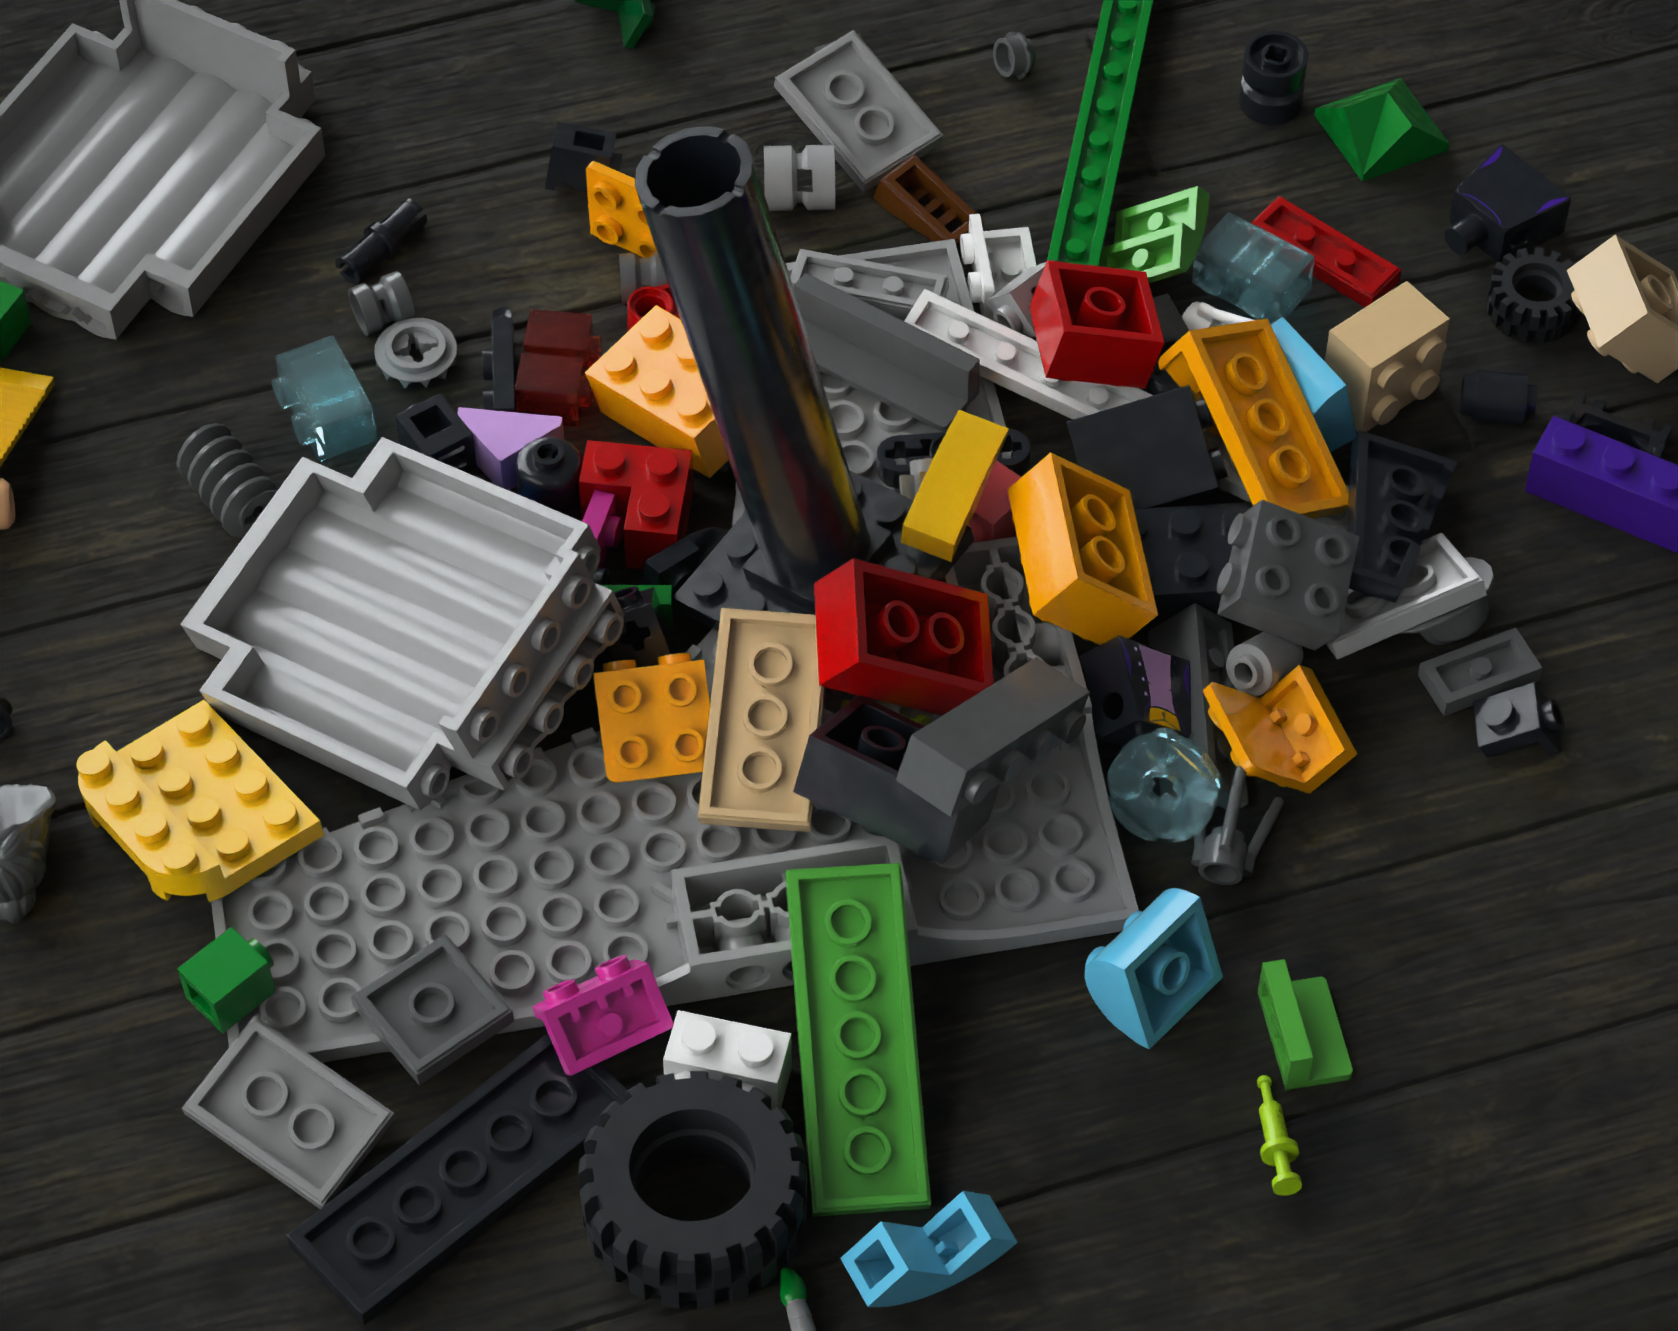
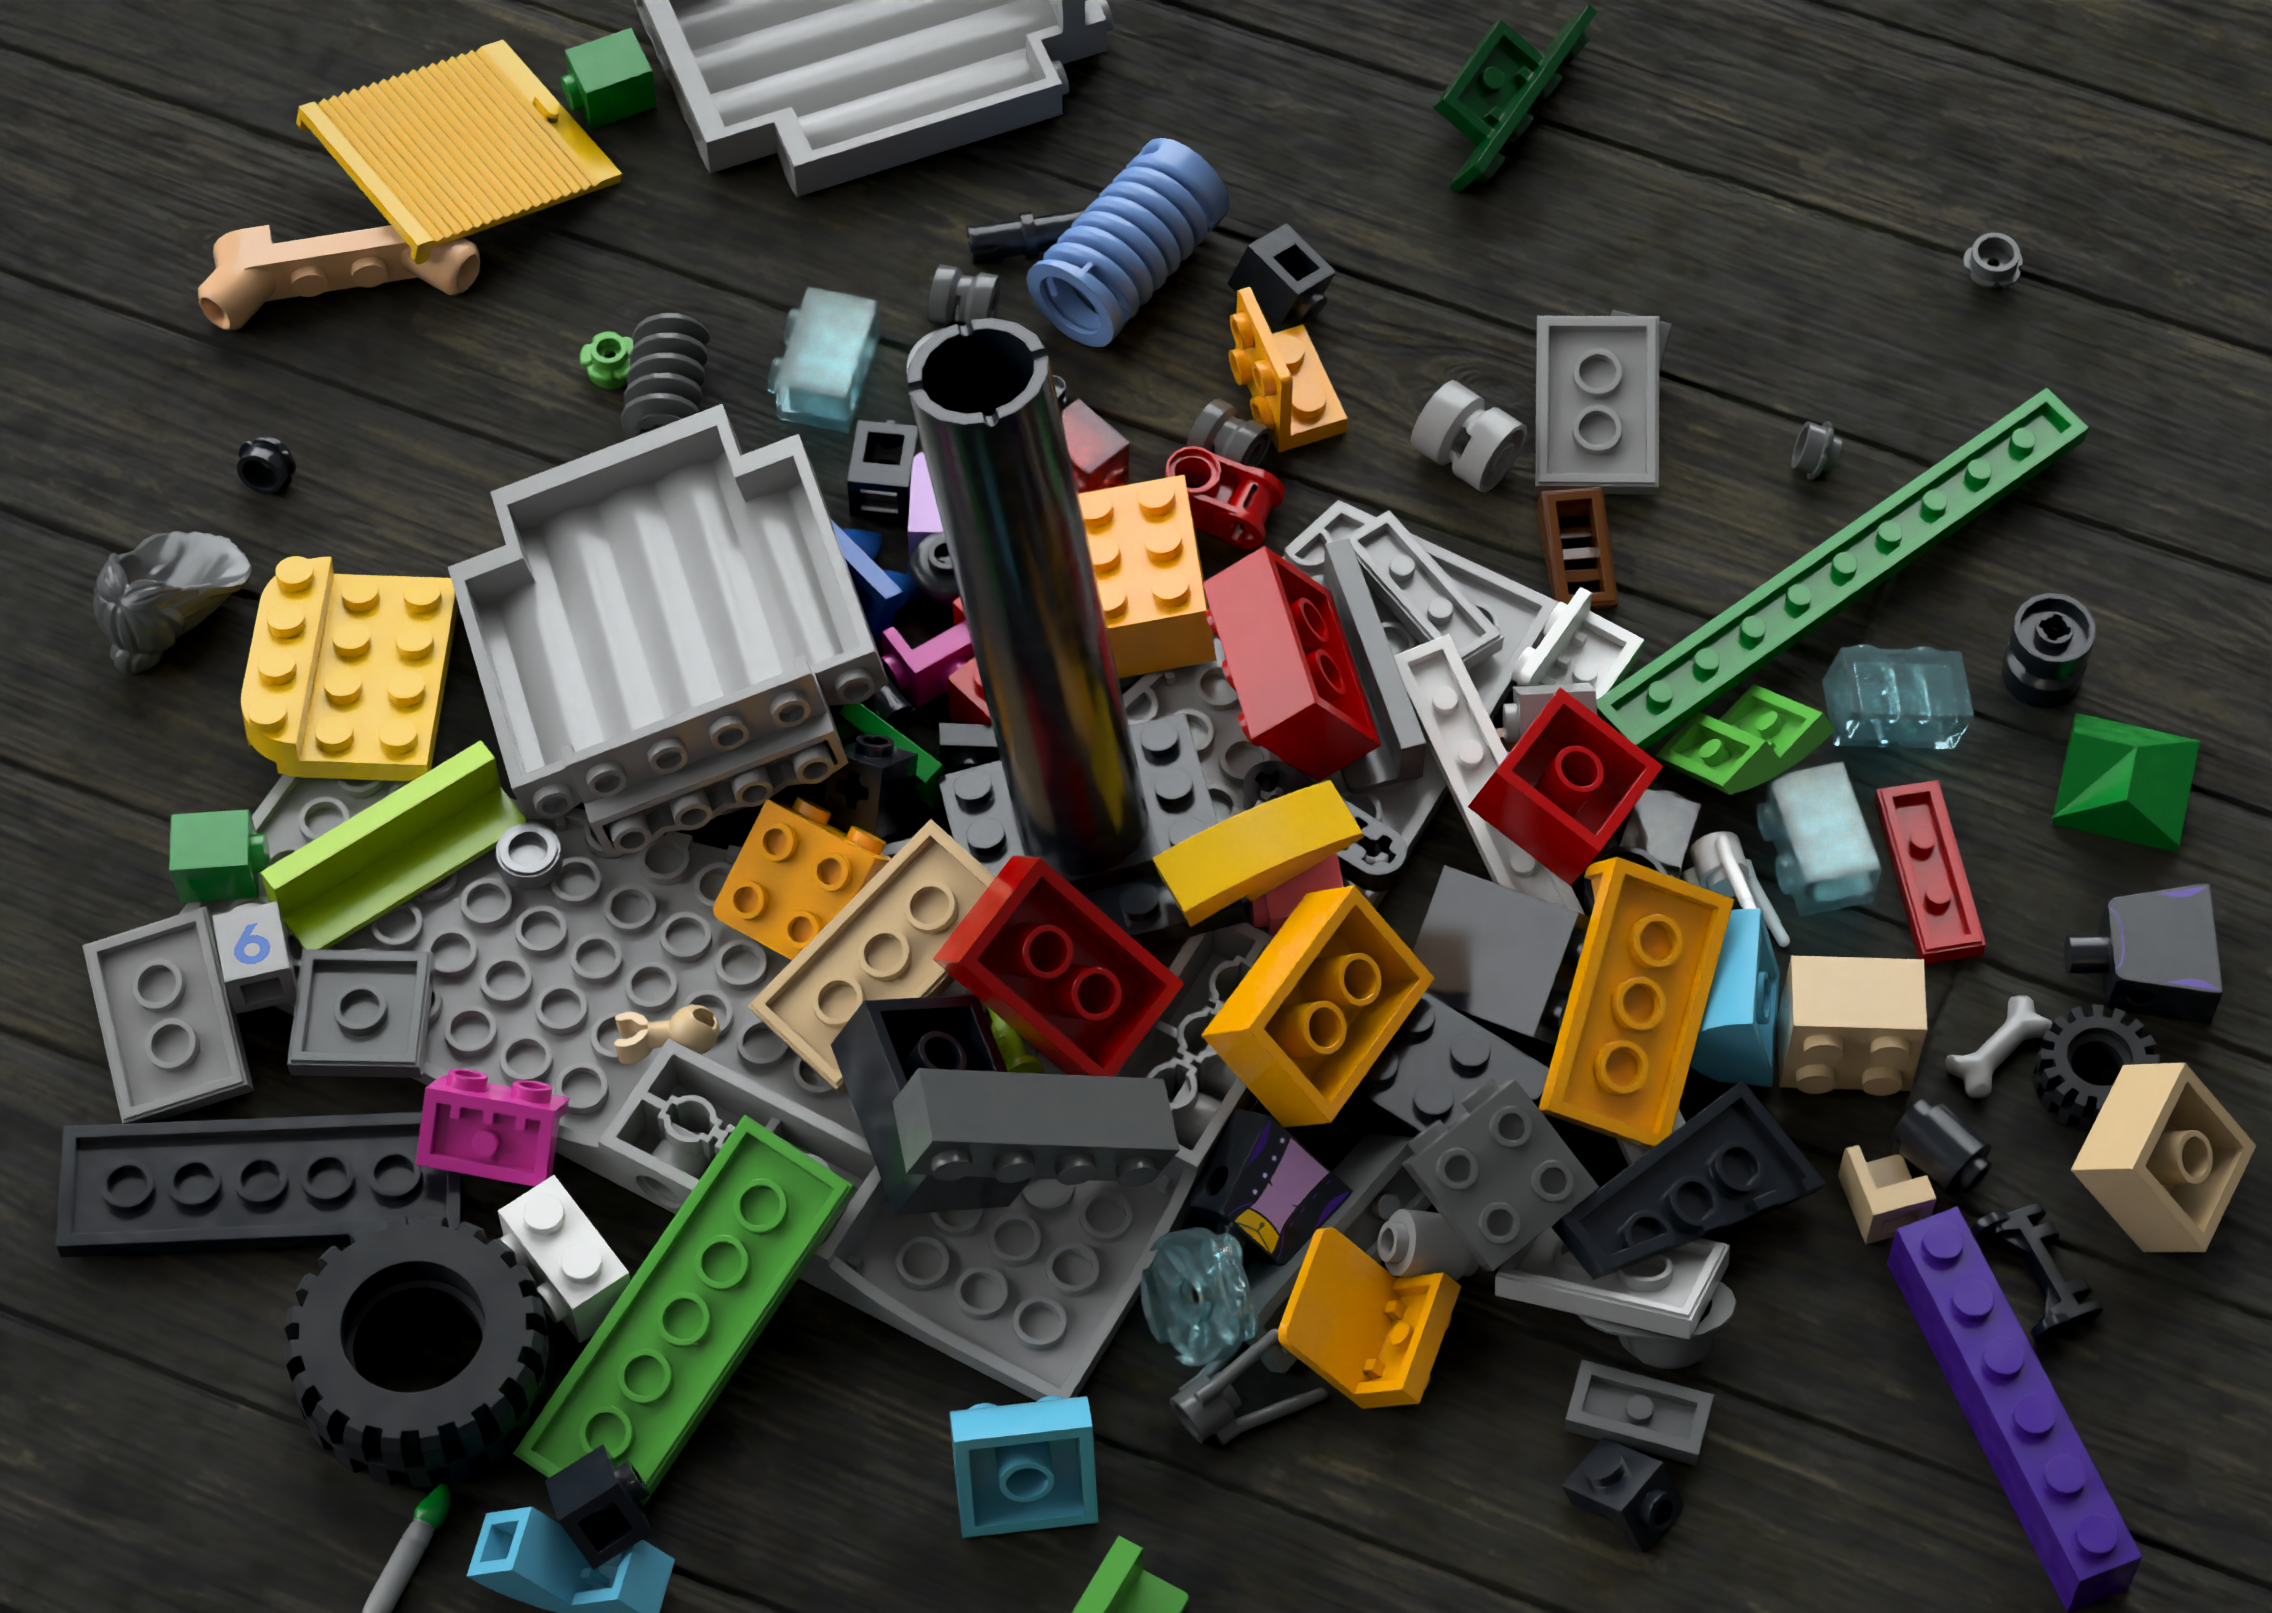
camera: 40 degrees right, 5 degrees up
(167, 506) = (607, 372): none -> bright green plate
(325, 1021) = (255, 956): none -> light grey brick
(351, 893) = (392, 850): none -> lime panel
(445, 831) = (529, 856): none -> flat silver tile
(463, 197) = (1128, 242): none -> medium blue piece
(672, 853) = (690, 1026): none -> tan arm
(870, 378) = (1289, 664): none -> red brick
(921, 1189) = (600, 1505): none -> black brick
(1216, 155) = (1897, 697): none -> clear light blue brick
(1465, 341) = (1978, 1067): none -> light grey piece
(1490, 454) = (1883, 1194): none -> tan panel

